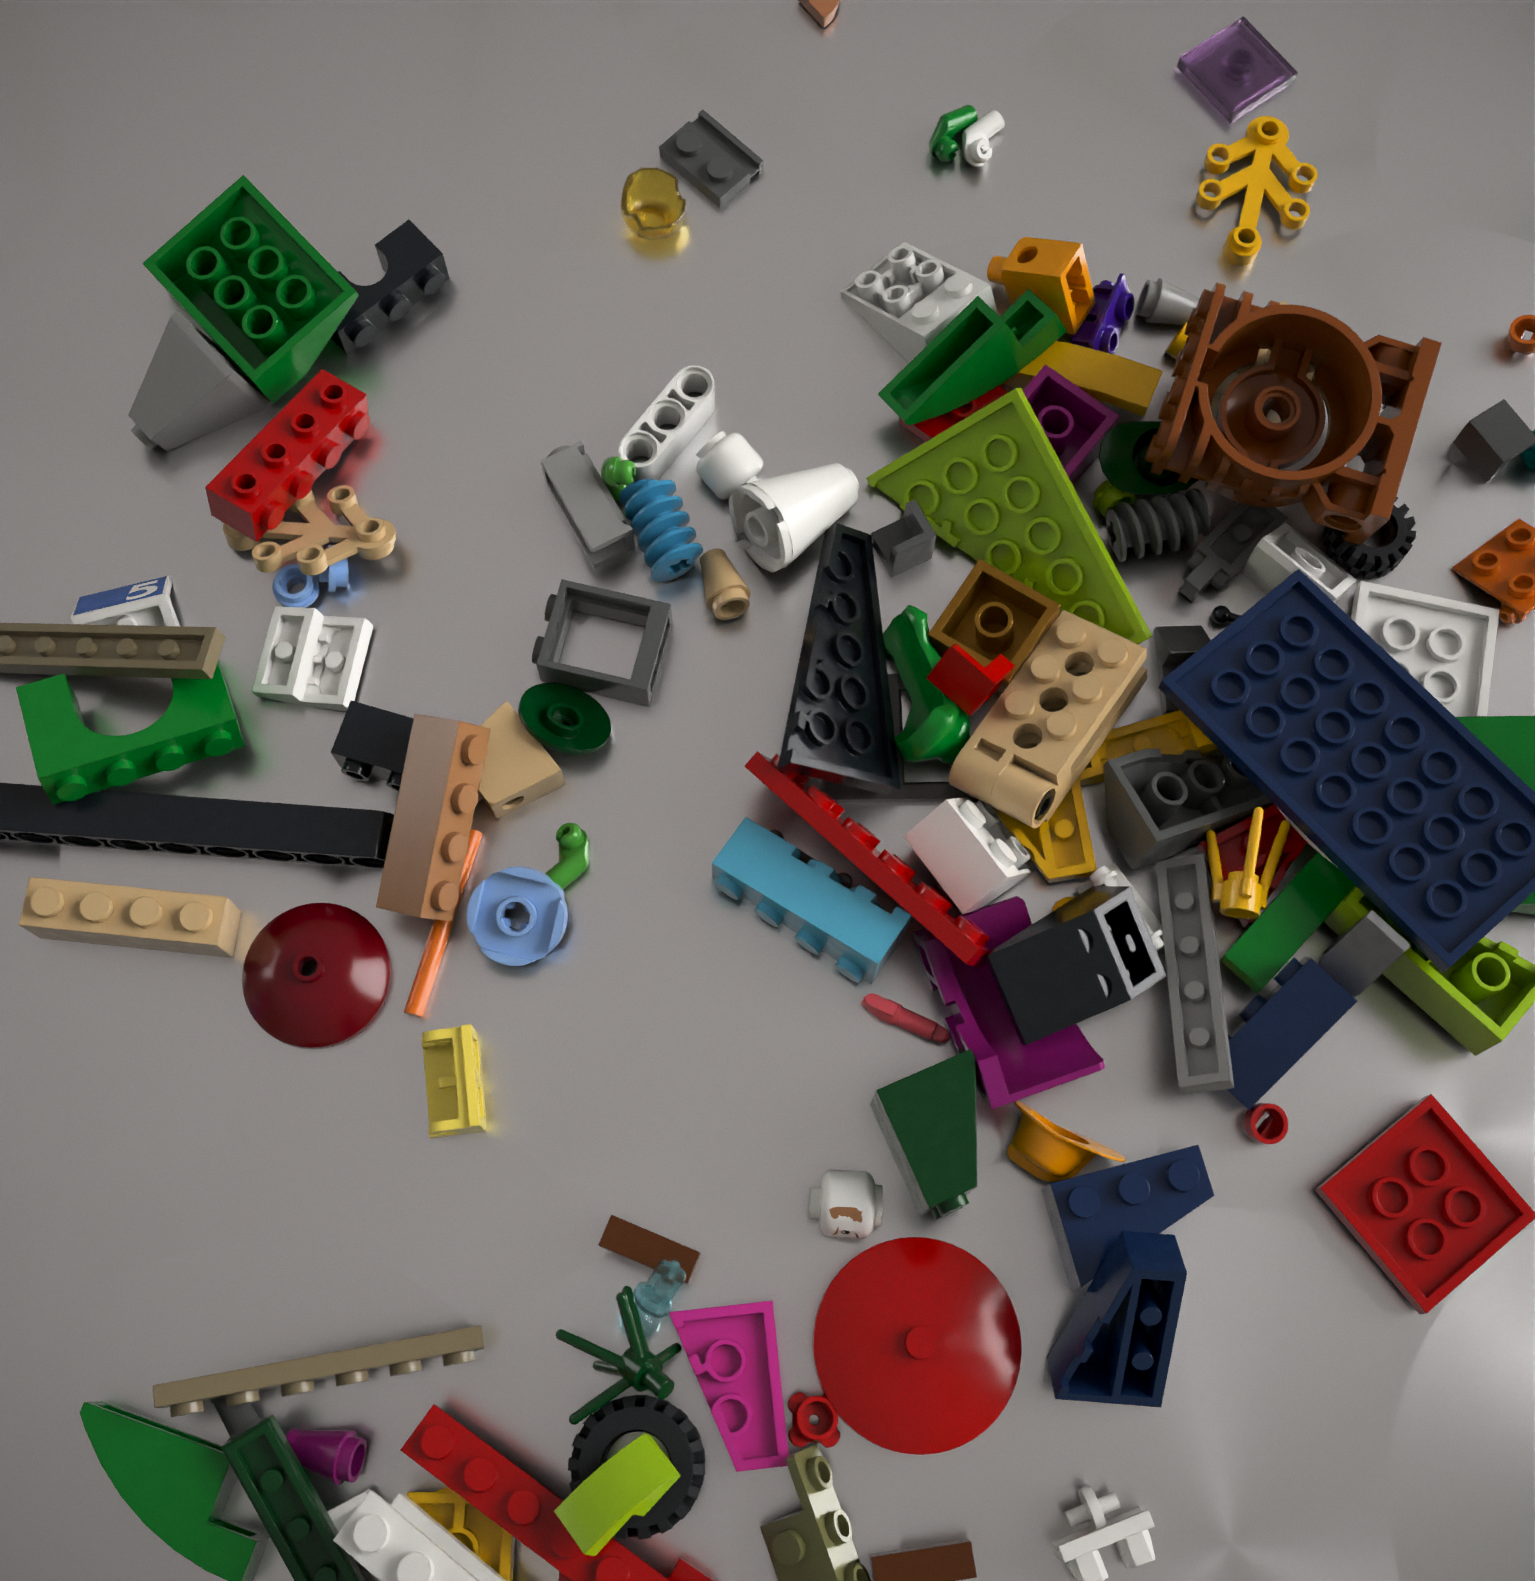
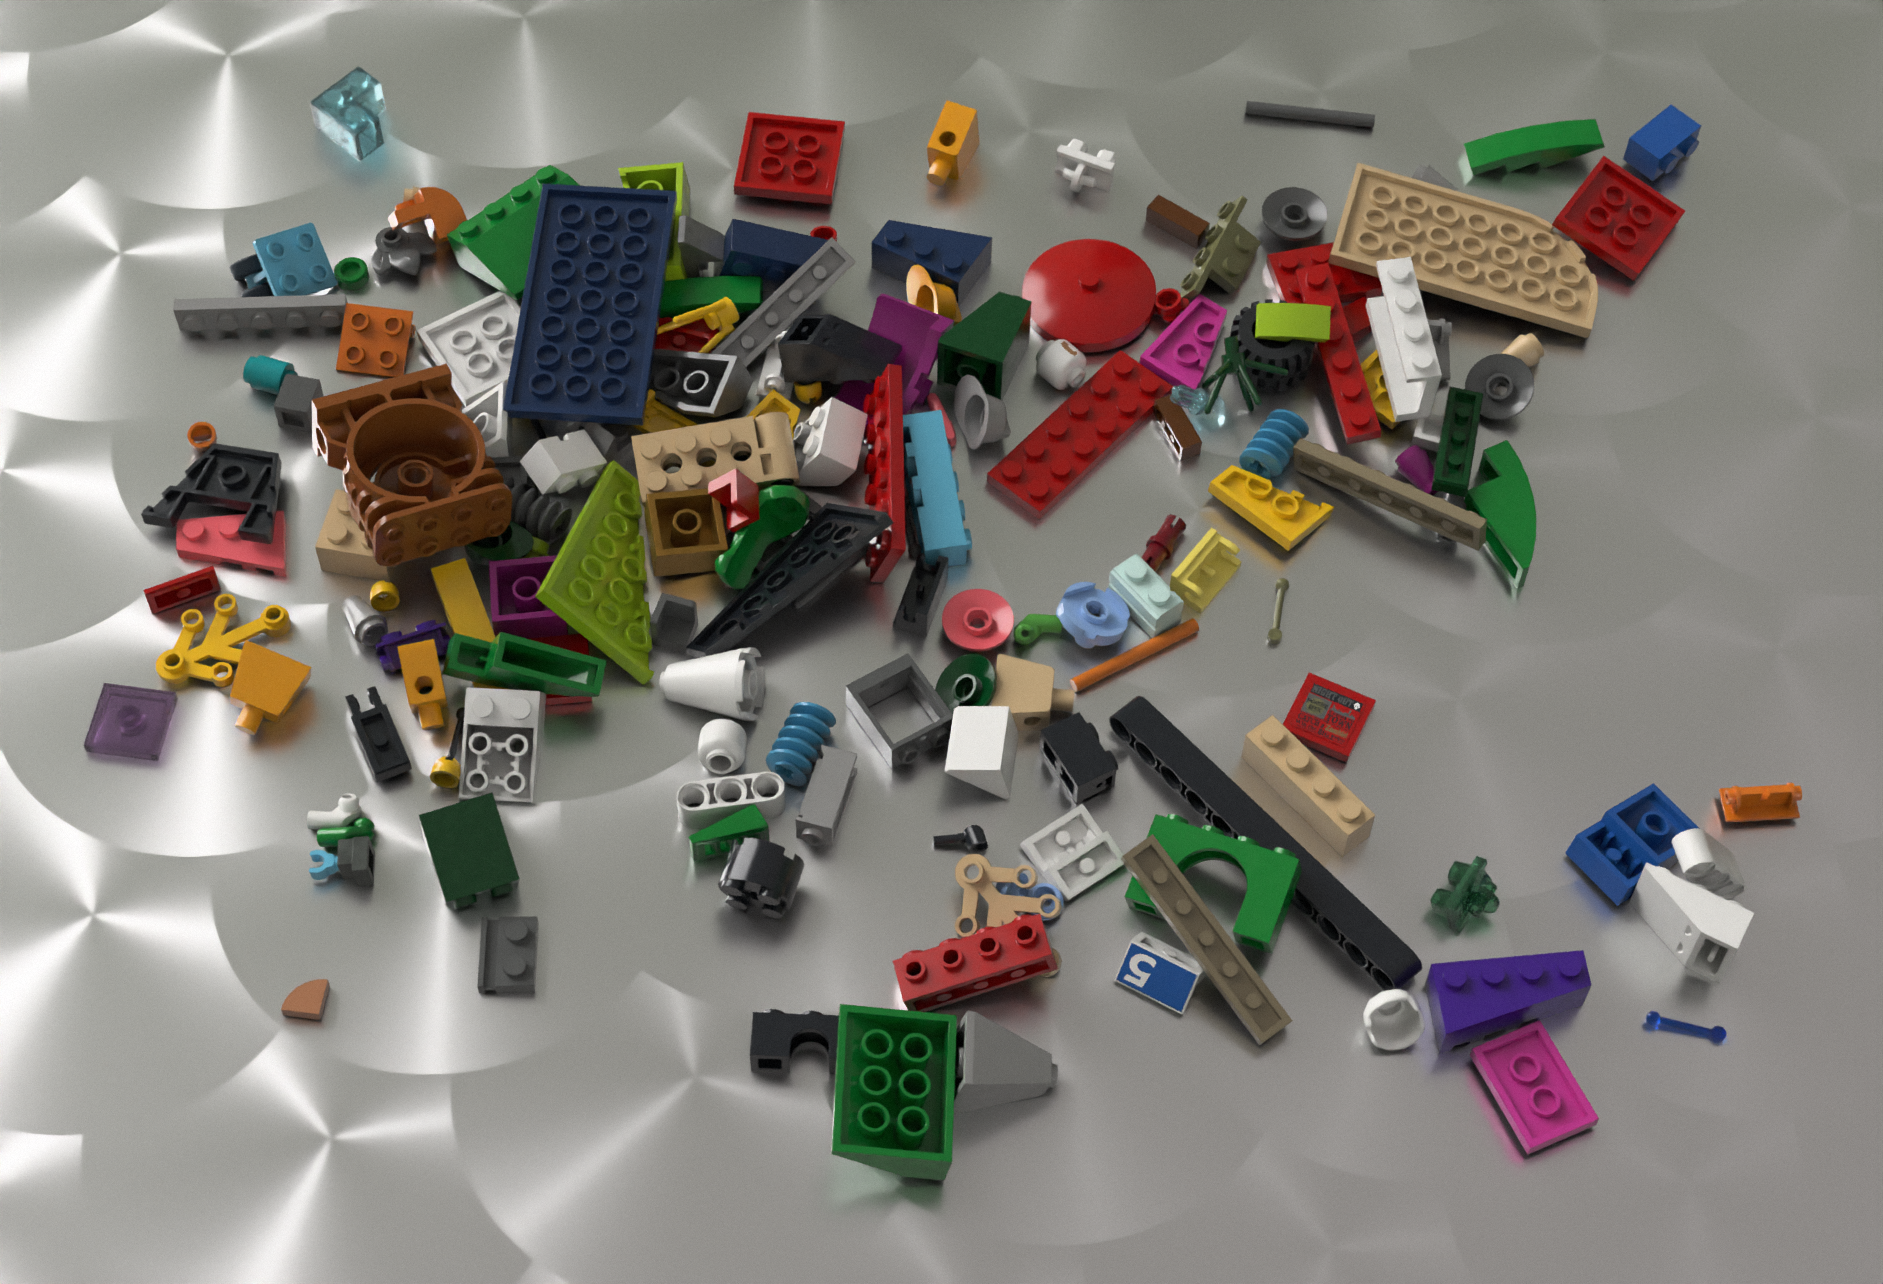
camera: 135 degrees left, 15 degrees down
(182, 1030) = (1328, 717): none -> red tile
(321, 1082) = (1274, 634): none -> olive hinge
(336, 999) = (1223, 702): dark red dish -> none
(420, 591) = (972, 836): none -> black hand
(433, 818) = (1091, 681): medium nougat brick -> none
(454, 1235) = (1276, 513): none -> yellow wing
(480, 661) = (983, 748): none -> white slope
(482, 985) = (1146, 595): none -> light aqua brick
(515, 1322) = (1273, 444): none -> dark azure piece
(529, 1071) = (1161, 545): none -> dark red pin
(559, 368) = (760, 877): none -> black brick
(617, 475) = (797, 784): bright green arm -> none
(624, 783) = (980, 608): none -> coral dish
(632, 395) = (719, 836): none -> green slope
(652, 203) = (586, 941): clear yellow hair -> none
(710, 785) = (922, 596): none -> black hinge
(723, 586) = (800, 686): tan cone -> none
(747, 1145) = (1078, 434): none -> red plate
(838, 191) = (469, 850): none -> dark green slope
(856, 1051) = (979, 414): none -> light grey piece
(918, 113) = (354, 861): none -> pearl dark grey piece
(939, 244) = (447, 769): none -> yellow hinge
(1016, 217) = (378, 737): none -> black hinge
(1124, 1325) = (990, 208): dark blue wedge -> none
(1168, 167) = (265, 686): none -> light orange torso
(1180, 575) = (563, 464): none -> white brick
(1278, 1415) = (952, 143): none -> light orange torso
(1354, 199) = (182, 589): none -> red slope
(1369, 281) = (219, 541): none -> coral wing
(1447, 309) = (227, 479): none -> black wing

